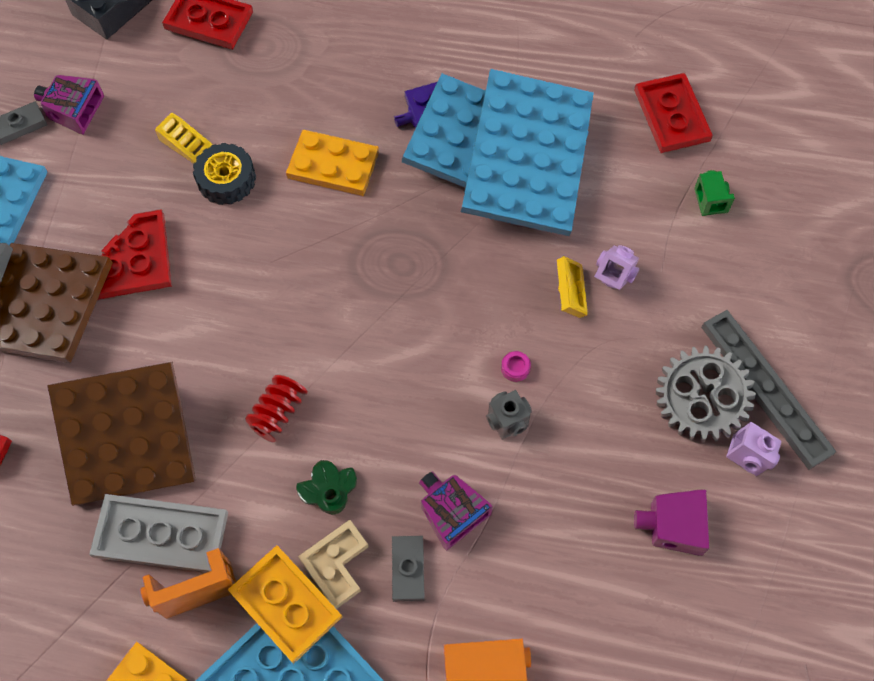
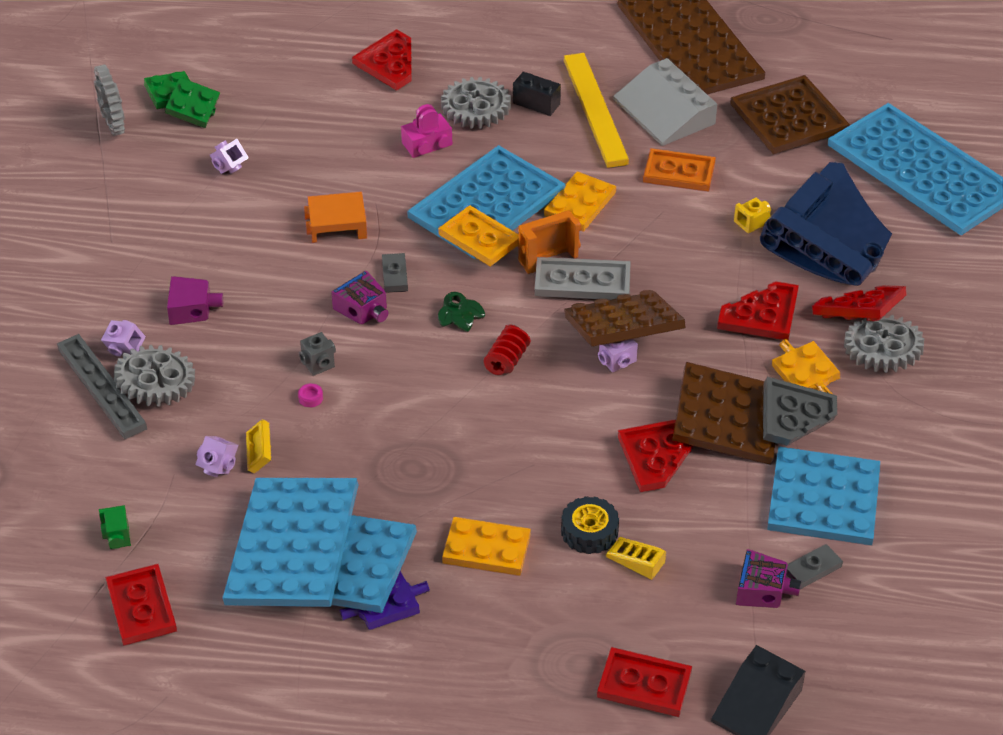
camera: 175 degrees right, 20 degrees down
(327, 560) = (451, 269): tan plate -> none

